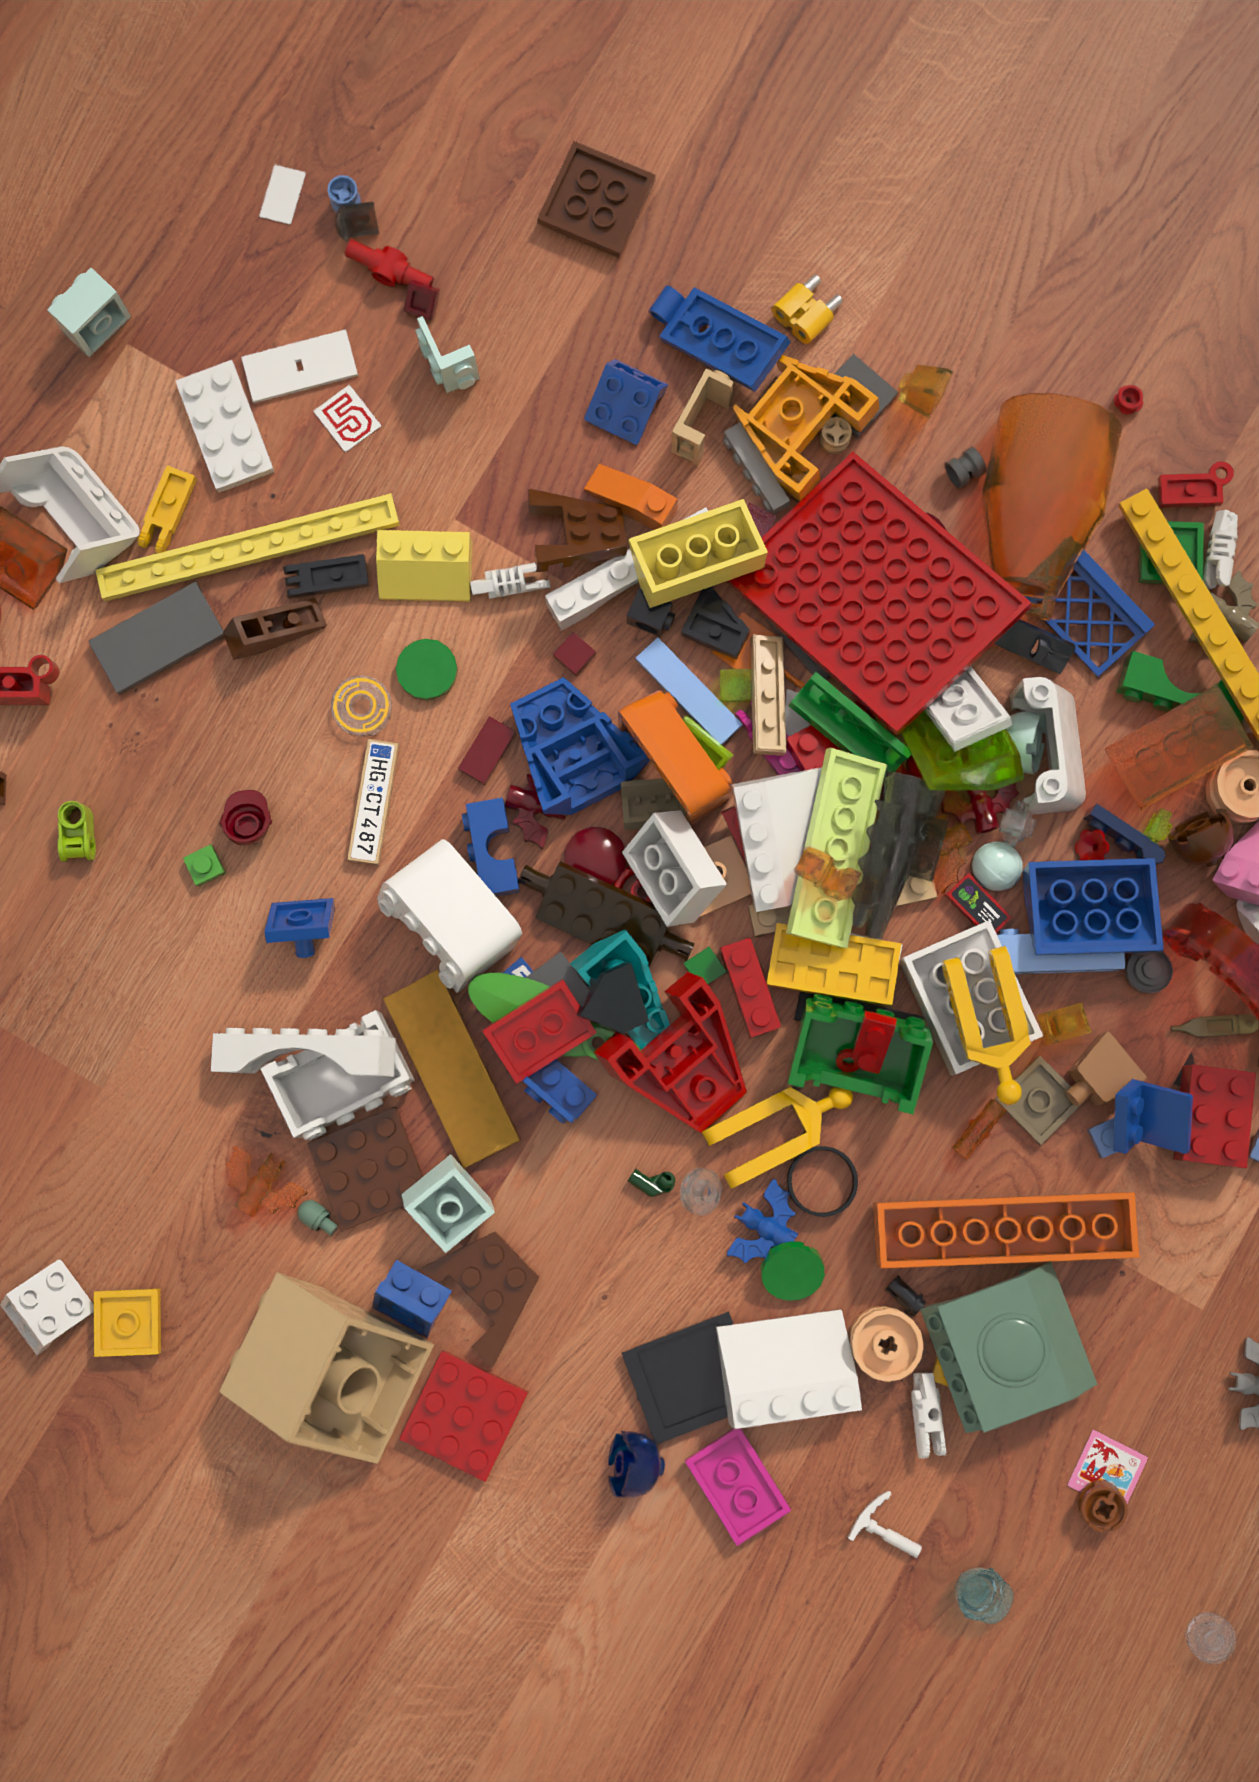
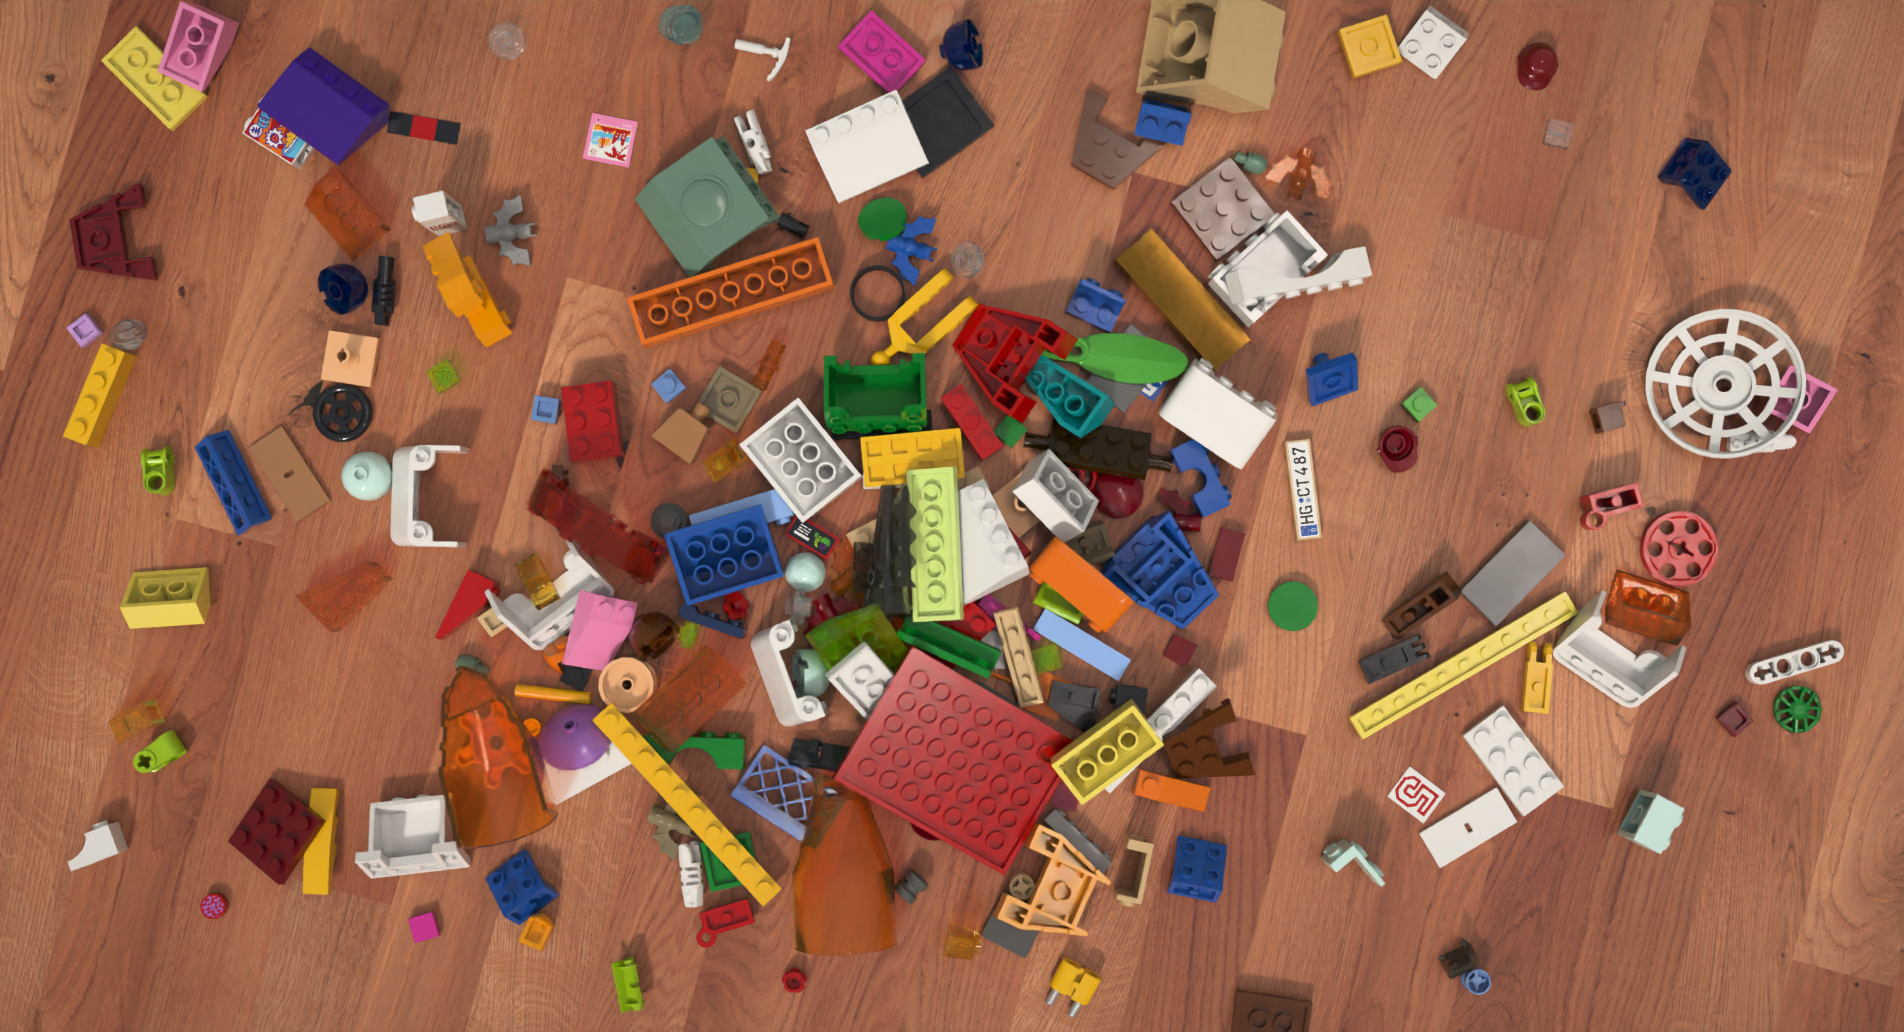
camera: 165 degrees right, 5 degrees up
(282, 194) = (1526, 969): white sticker -> none
(361, 688) = (1349, 562): clear tile -> none
(386, 265) = (1421, 929): red pin -> none
(421, 300) = (1386, 908): dark red tile -> none
(424, 565) = (1318, 687): light yellow slope -> none
(448, 1203) = (1155, 197): light aqua brick -> none
(463, 1415) = (1098, 49): red plate -> none
(508, 581) = (1250, 692): white hinge -> none
(539, 1031) = (1123, 344): red plate -> none
(615, 1000) = (1072, 382): black slope -> none
(653, 1185) = (1005, 255): dark green arm -> none
(731, 343) = (1127, 936): blue hinge -> none
(821, 870) = (939, 518): clear orange leg -> none
(870, 1044) = (869, 402): red hinge -> none
(903, 1350) = (798, 170): light nougat wheel -> none
(1000, 1055) = (770, 418): yellow piece -> none
(1102, 1506) = (608, 112): dark orange wheel -> none
(1153, 1117) = (642, 407): blue bracket -> none
(1219, 1025) = (610, 492): olive piece -> none

